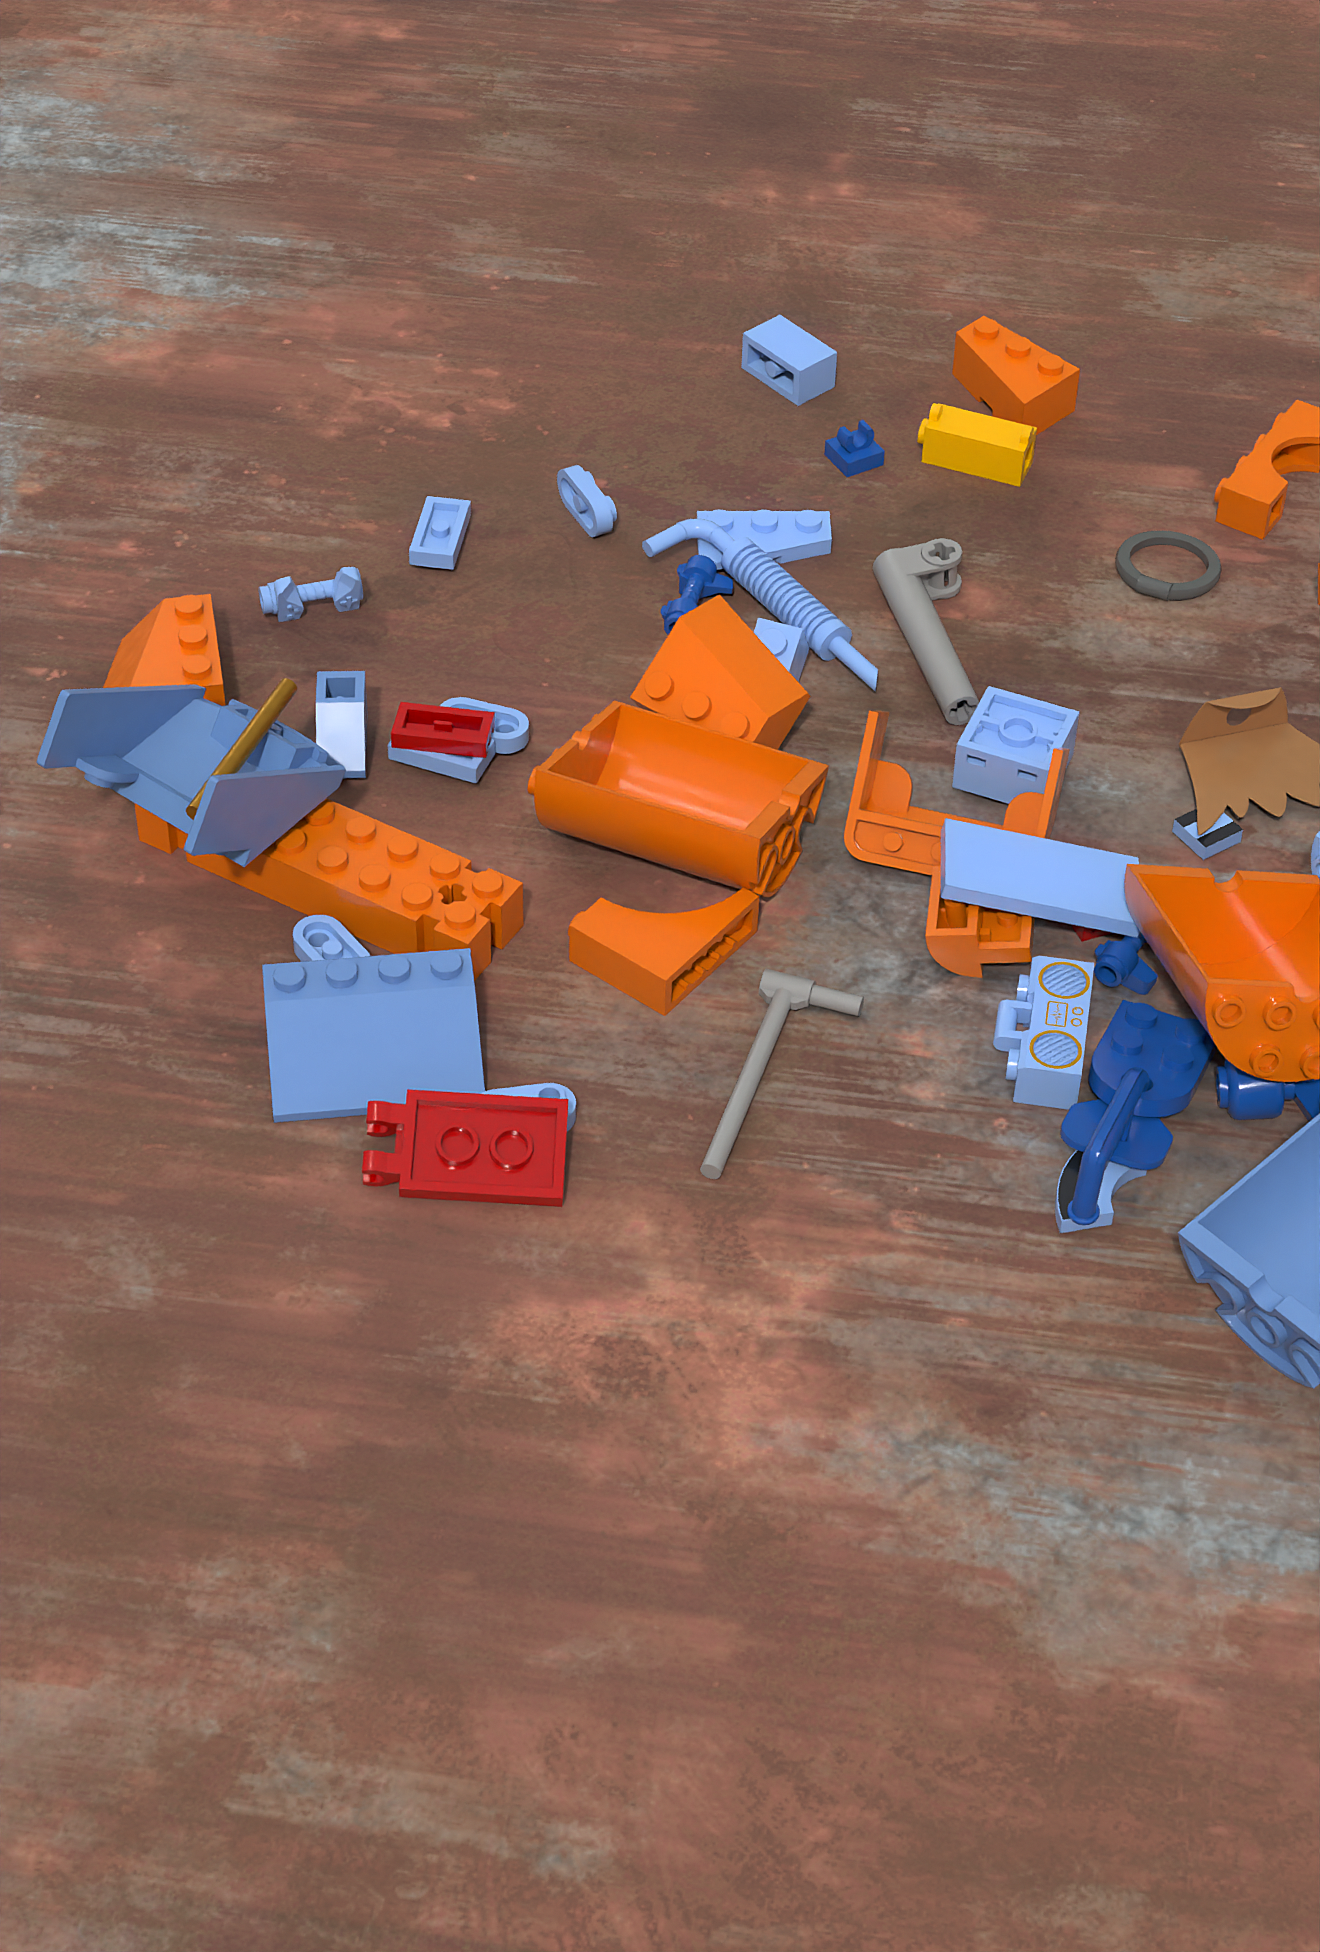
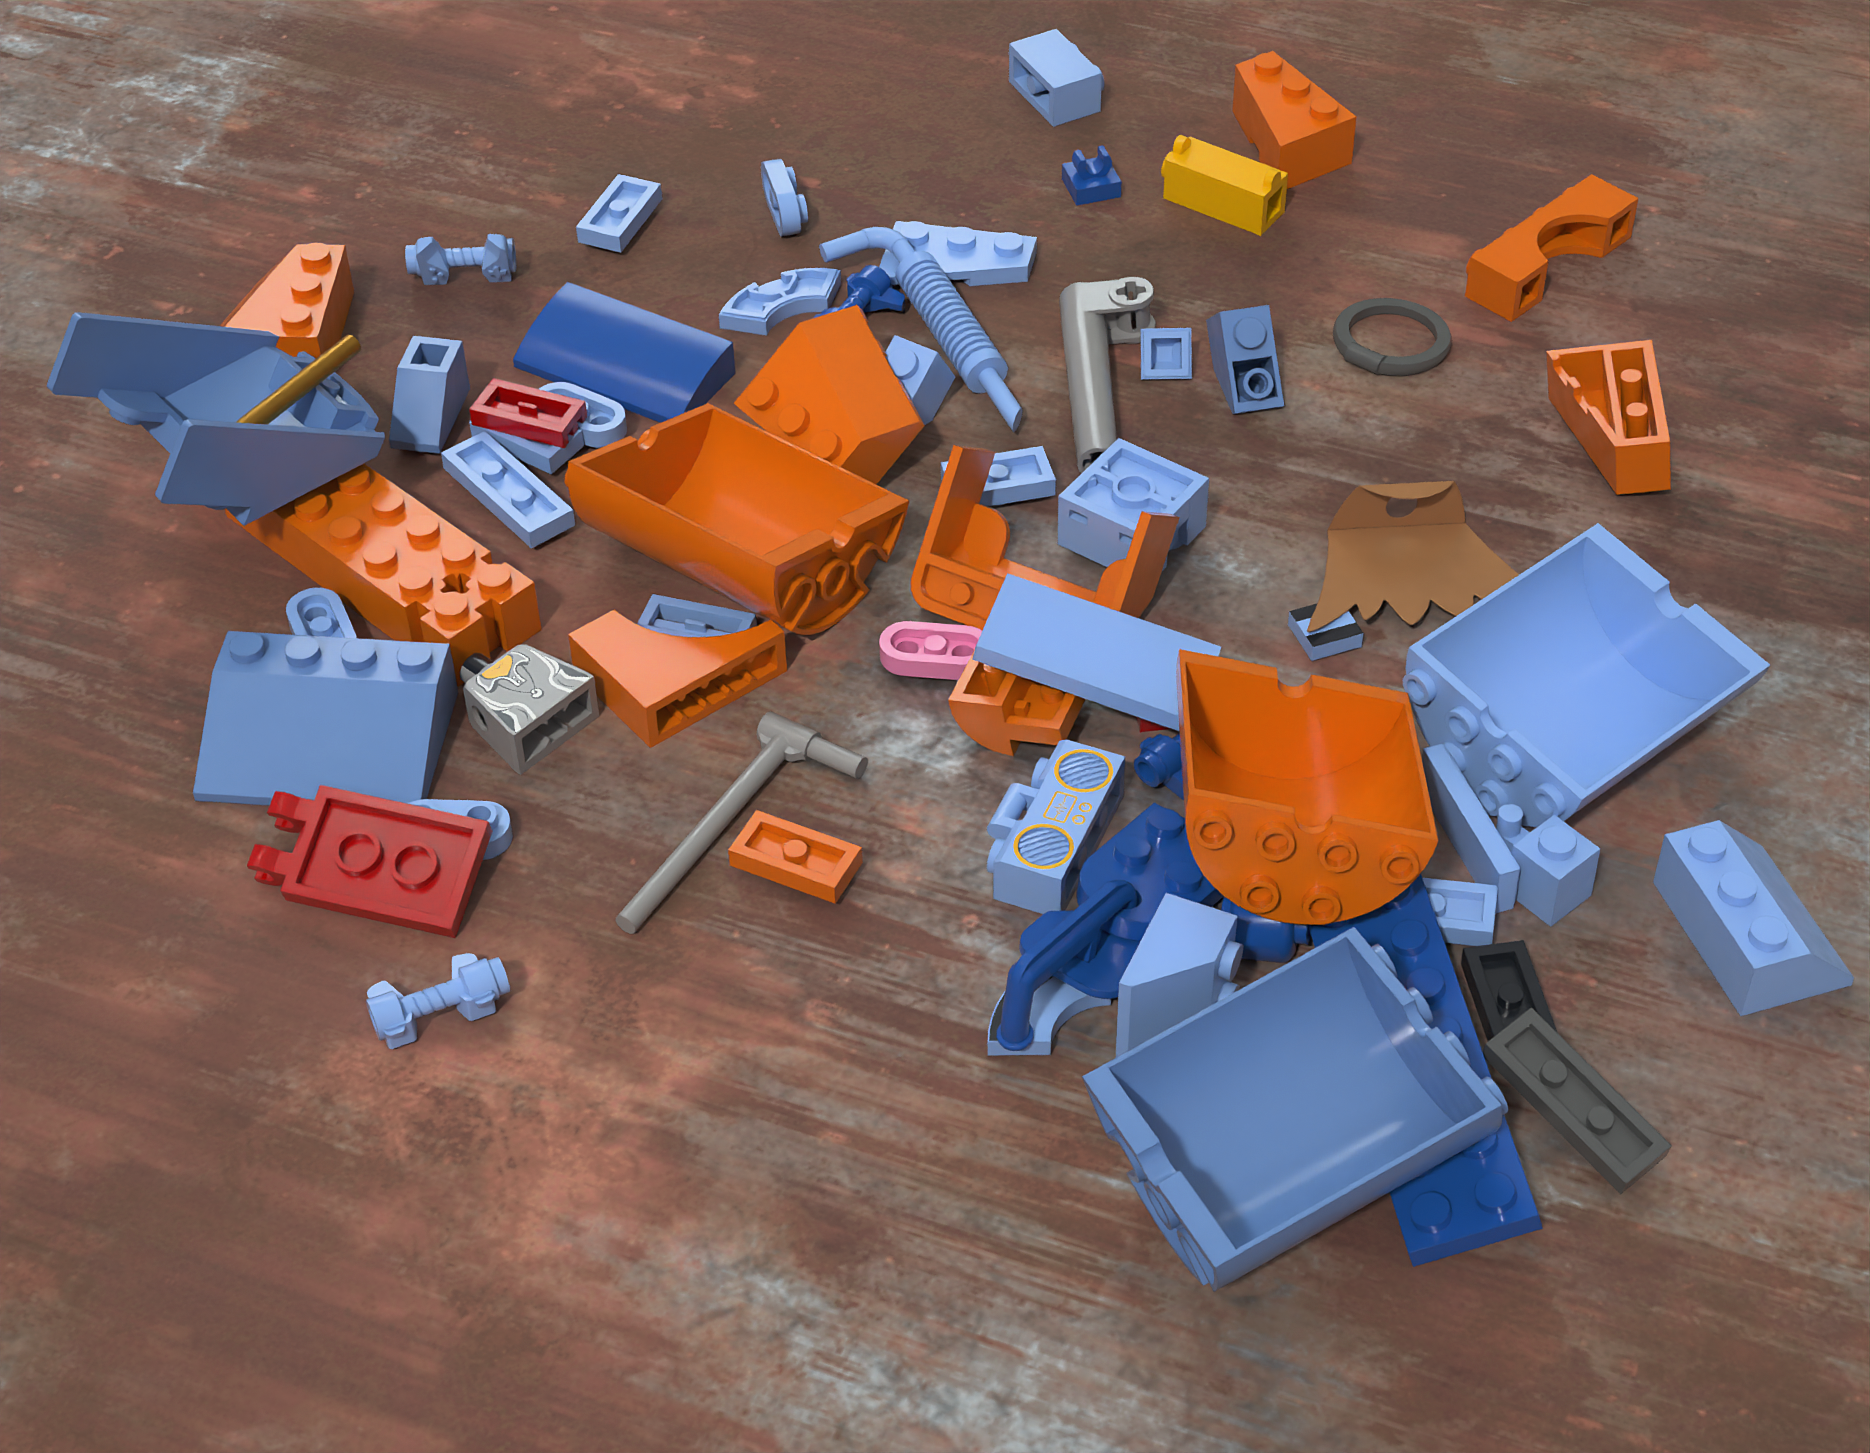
camera: 15 degrees right, 0 degrees up
(446, 802) = (508, 489): none -> light blue plate
(500, 664) = (625, 354): none -> blue slope
(546, 991) = (527, 703): none -> light grey torso
(601, 1247) = (472, 990): none -> light blue piece
(629, 587) = (797, 292): none -> light blue tile
(664, 896) = (695, 616): none -> light blue tile
(837, 1090) = (795, 856): none -> orange plate
(884, 895) = (927, 649): none -> bright pink plate
(904, 733) = (1017, 477): none -> light blue plate
(984, 604) = (1166, 353): none -> light blue slope
(1056, 601) = (1246, 358): none -> medium blue slope
(1212, 1141) = (1176, 970): none -> light blue slope

